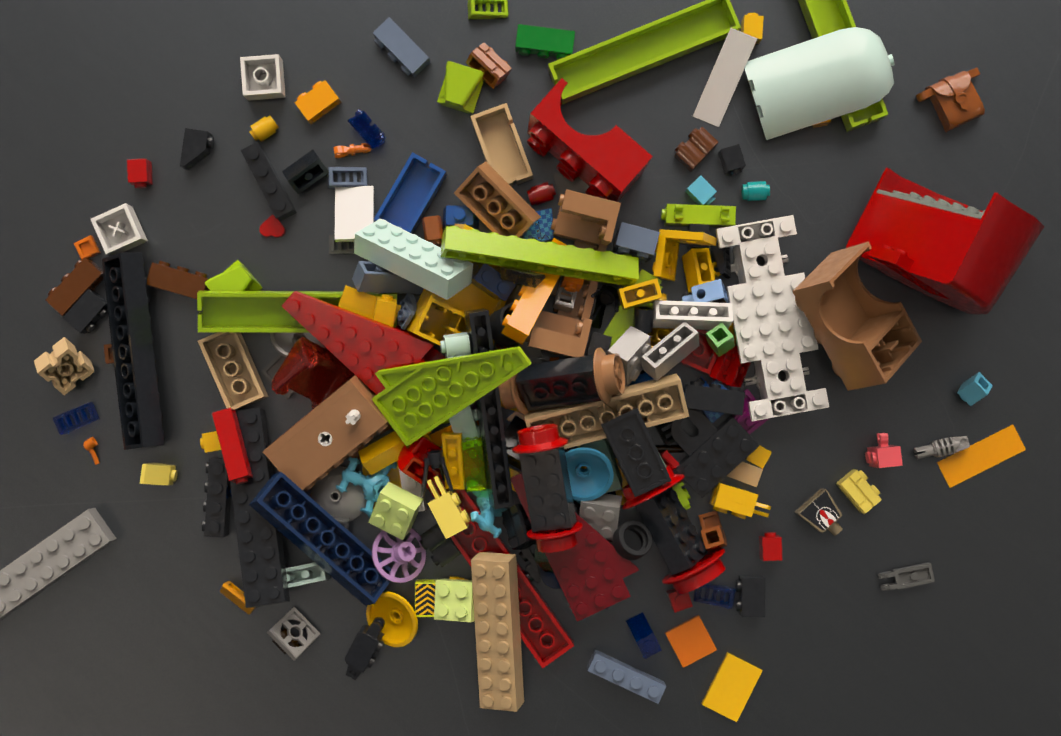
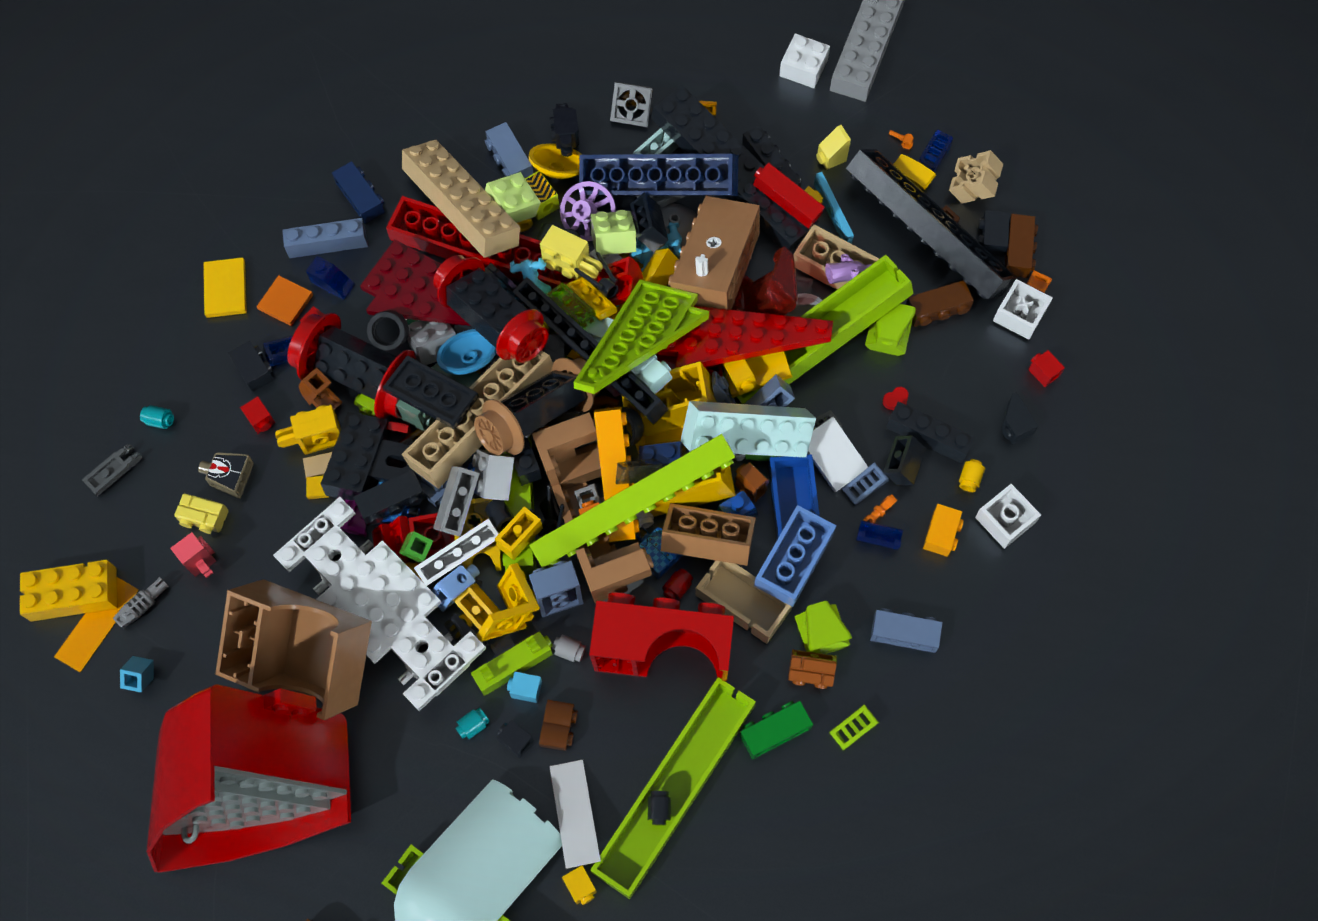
camera: 150 degrees right, 20 degrees down
(108, 411) = (915, 171): none -> yellow slope
(117, 578) = (804, 60): none -> white brick
(199, 421) = (833, 208): none -> medium azure tile
(229, 345) = (845, 270): none -> lavender piece
(361, 500) = (649, 222): none -> black brick
(426, 657) = (507, 151): none -> sand blue brick
(446, 142) = (795, 555): none -> medium blue brick
(572, 704) = (359, 192): none -> dark blue brick
(651, 199) = (569, 648): none -> light grey brick
(665, 38) = (659, 807): none -> black brick
(849, 600) = (156, 416): none -> teal brick
(991, 492) = (68, 590): none -> yellow piece

